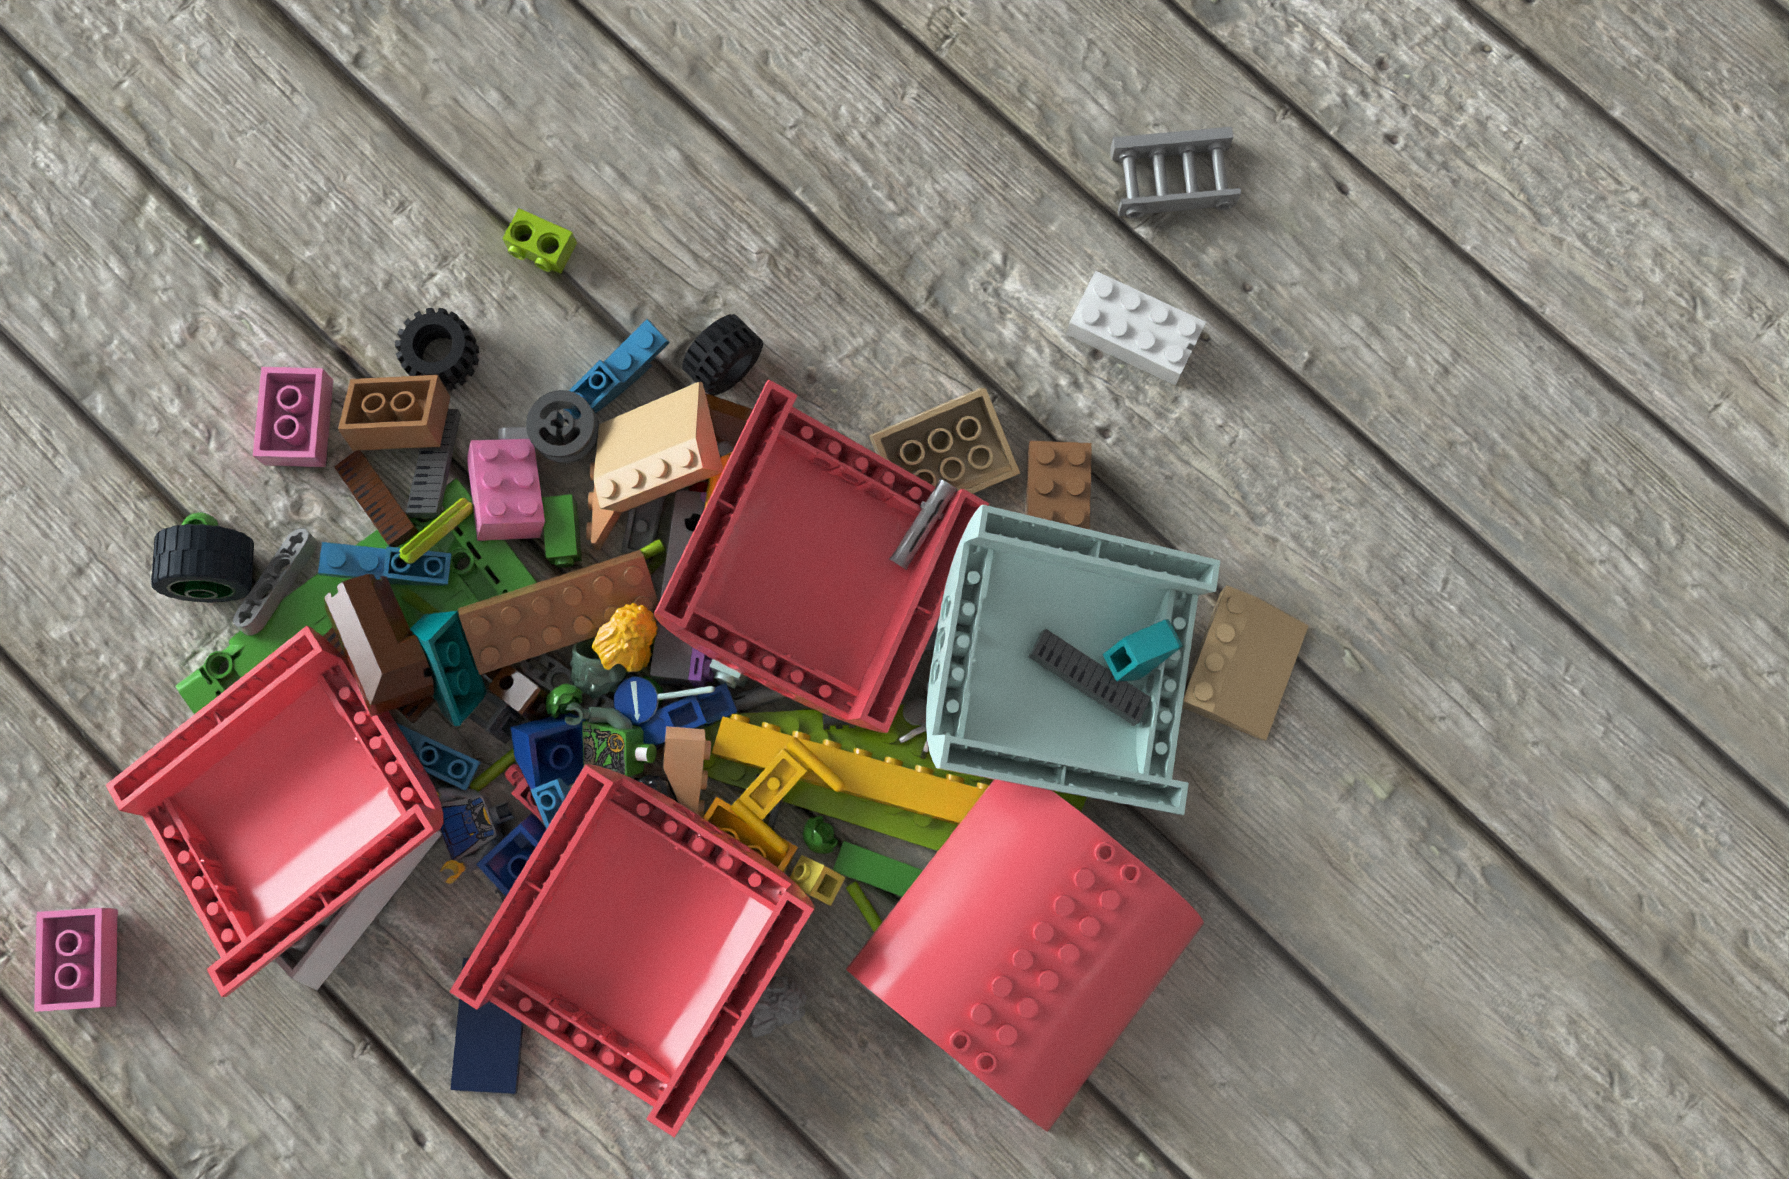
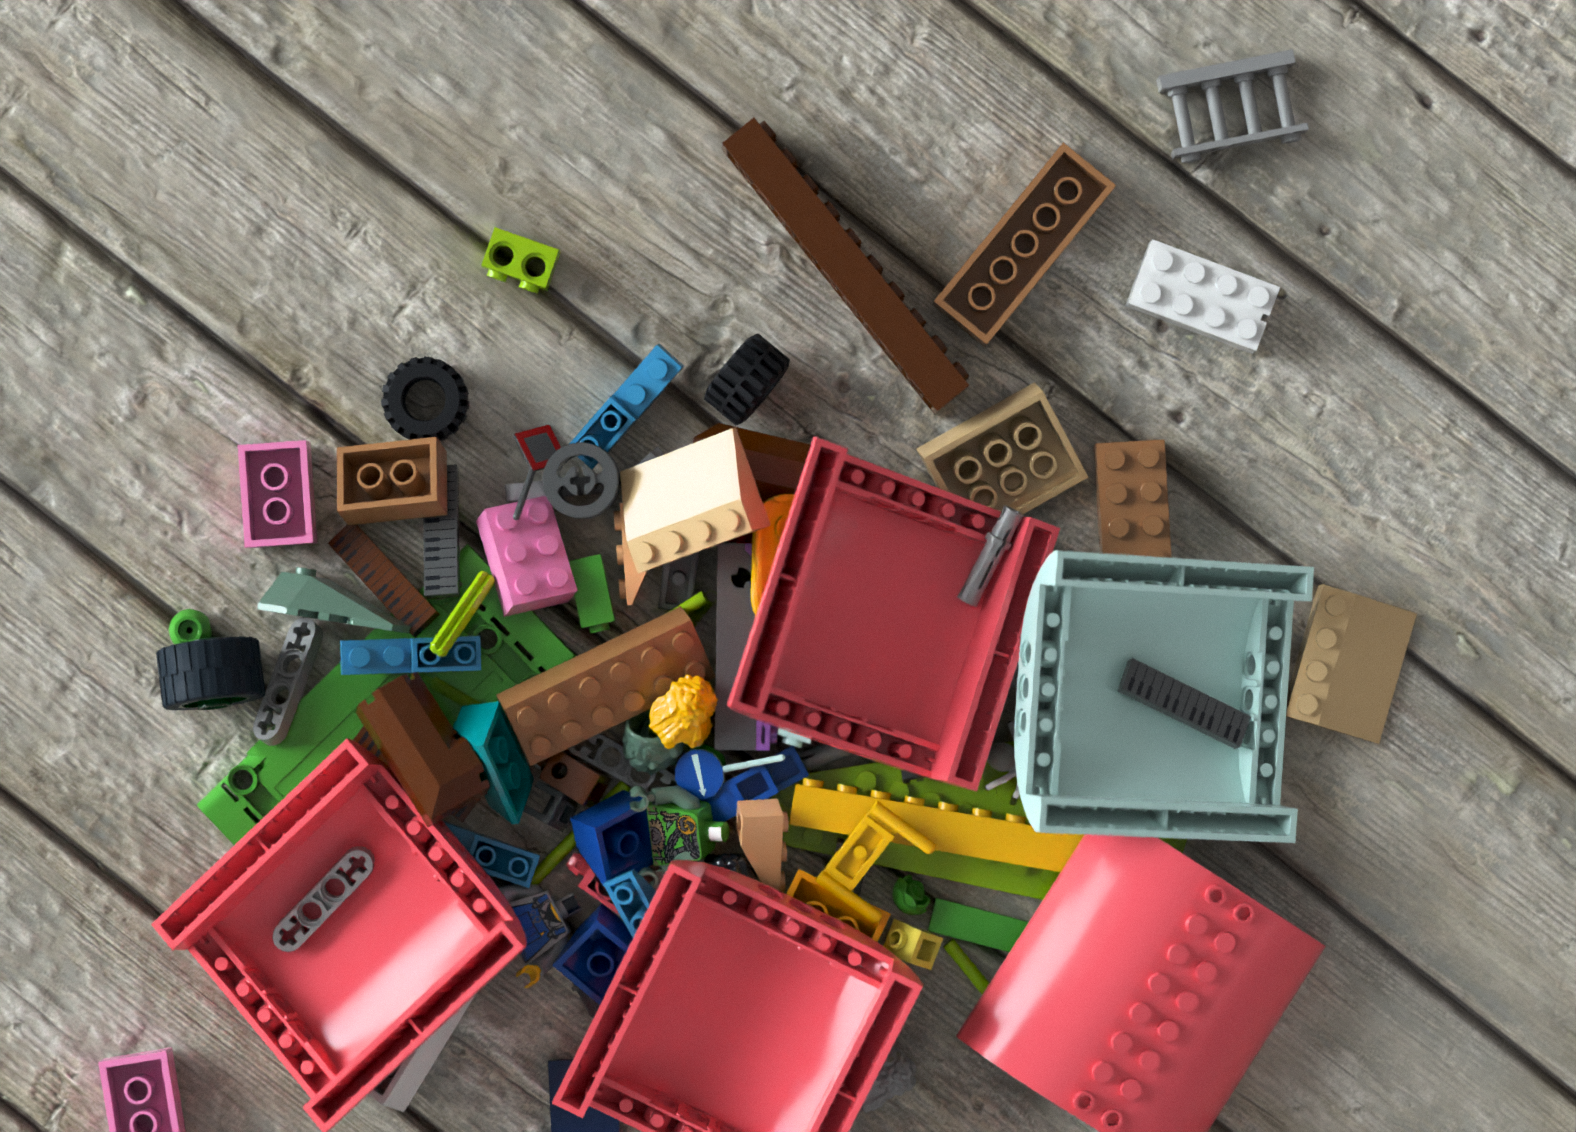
camera: 10 degrees left, 10 degrees up
(275, 783) = (326, 901): none -> light grey beam
(313, 511) = (323, 599): none -> sand green wedge
(524, 397) = (537, 448): none -> dark grey piece
(561, 697) = (620, 780): bright green plate -> none
(822, 269) = (844, 265): none -> reddish brown brick
(981, 268) = (1024, 244): none -> medium nougat brick
(1142, 651) = (1238, 671): teal slope -> none

